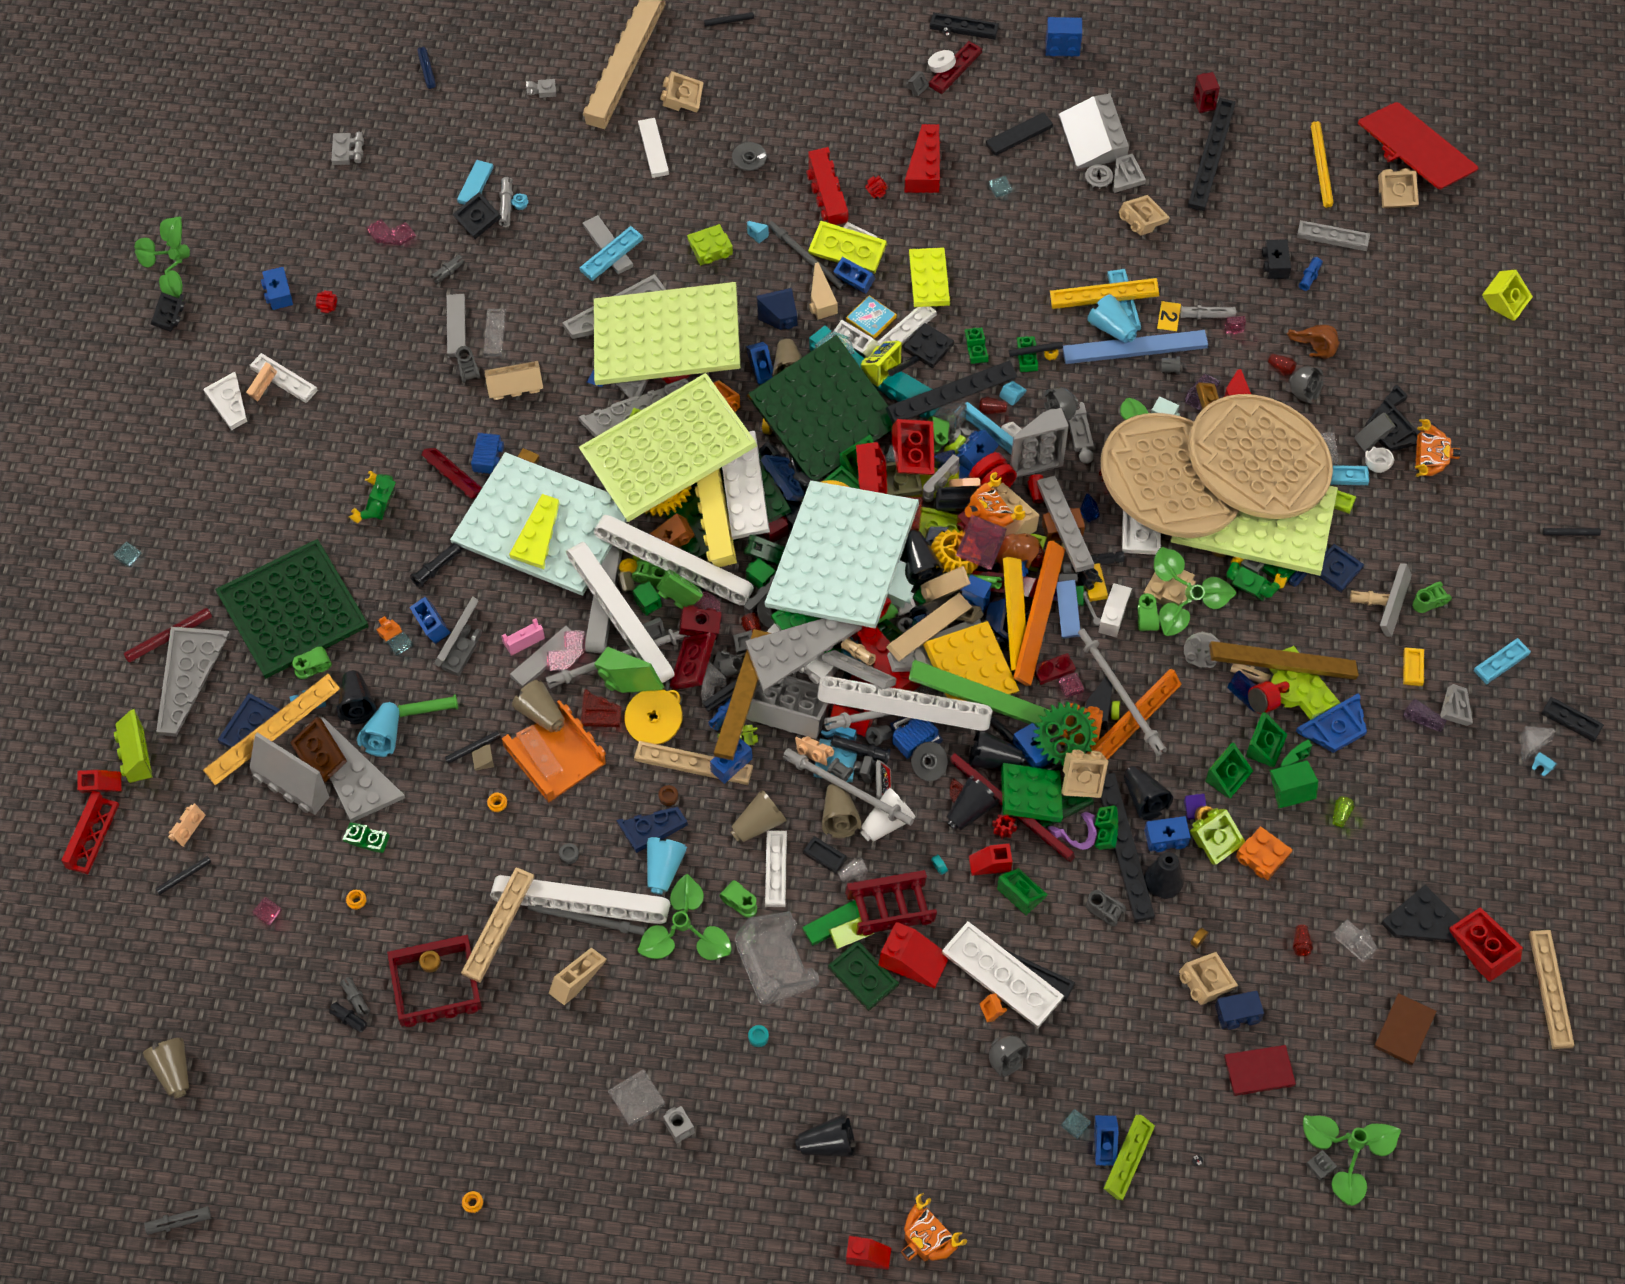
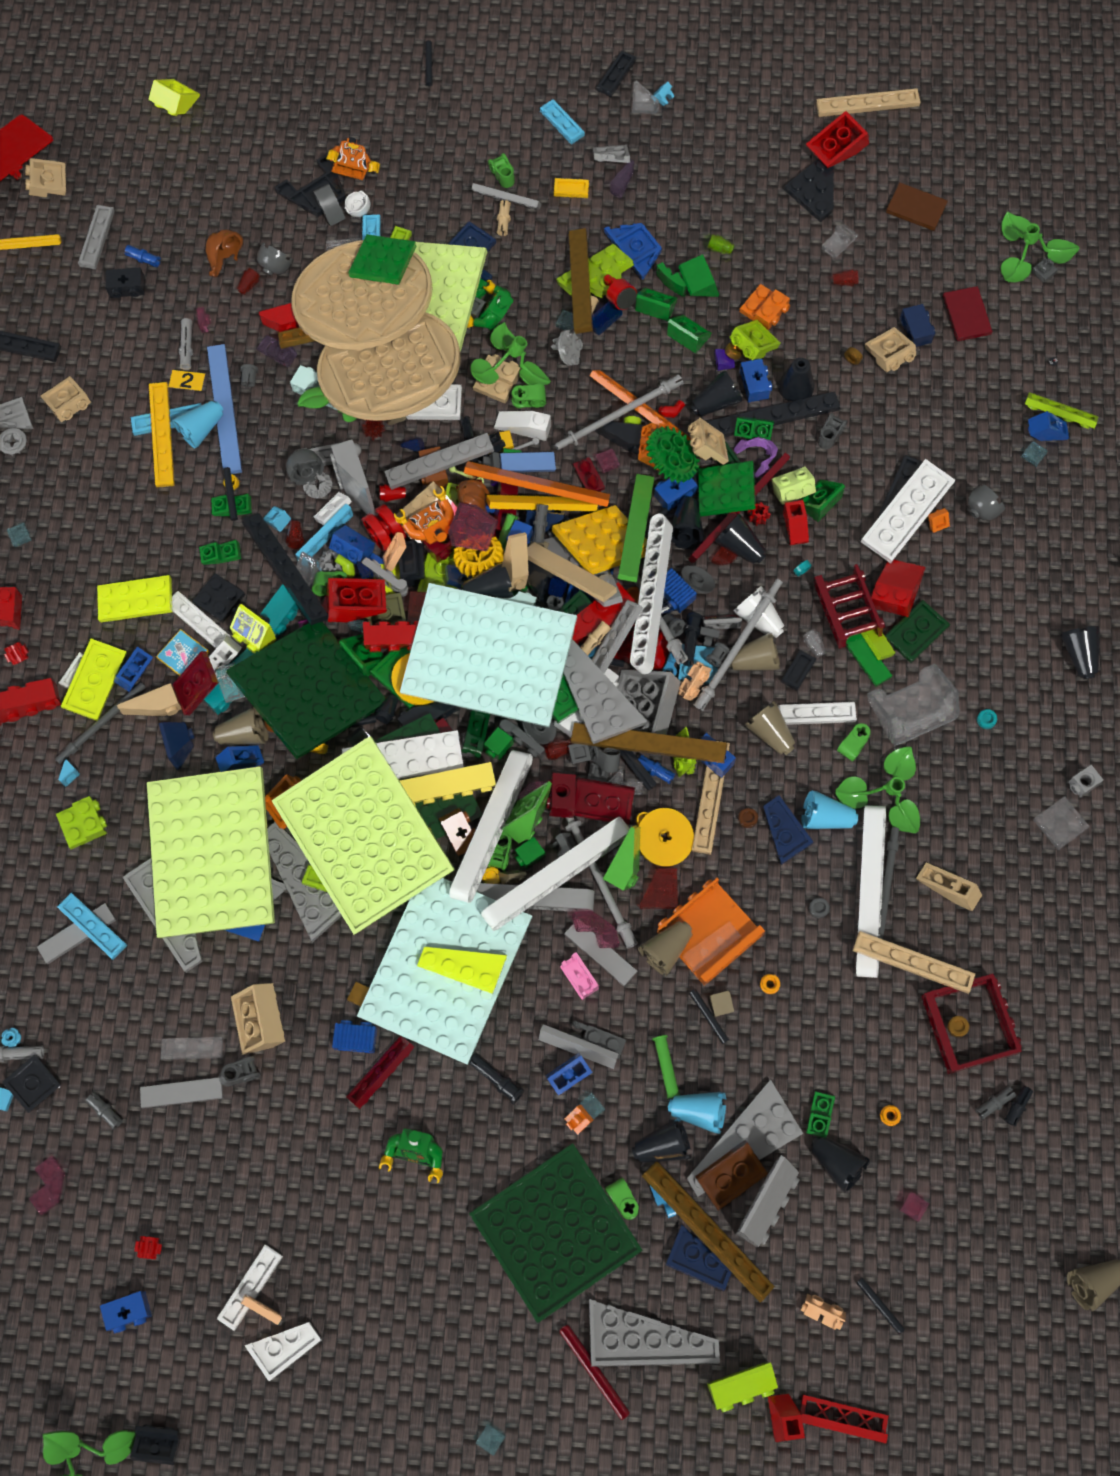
camera: 90 degrees left, 10 degrees up
(315, 846) = (839, 1161): none -> black cone
(783, 477) = (392, 722): dark blue wing -> none
(834, 320) = (195, 683): none -> dark red tile
(989, 608) = (540, 523): none -> dark grey pin
(1035, 860) = (793, 485): none -> yellowish green brick
(1130, 751) = (671, 411): none -> red arm
(1302, 474) = (382, 259): none -> green plate

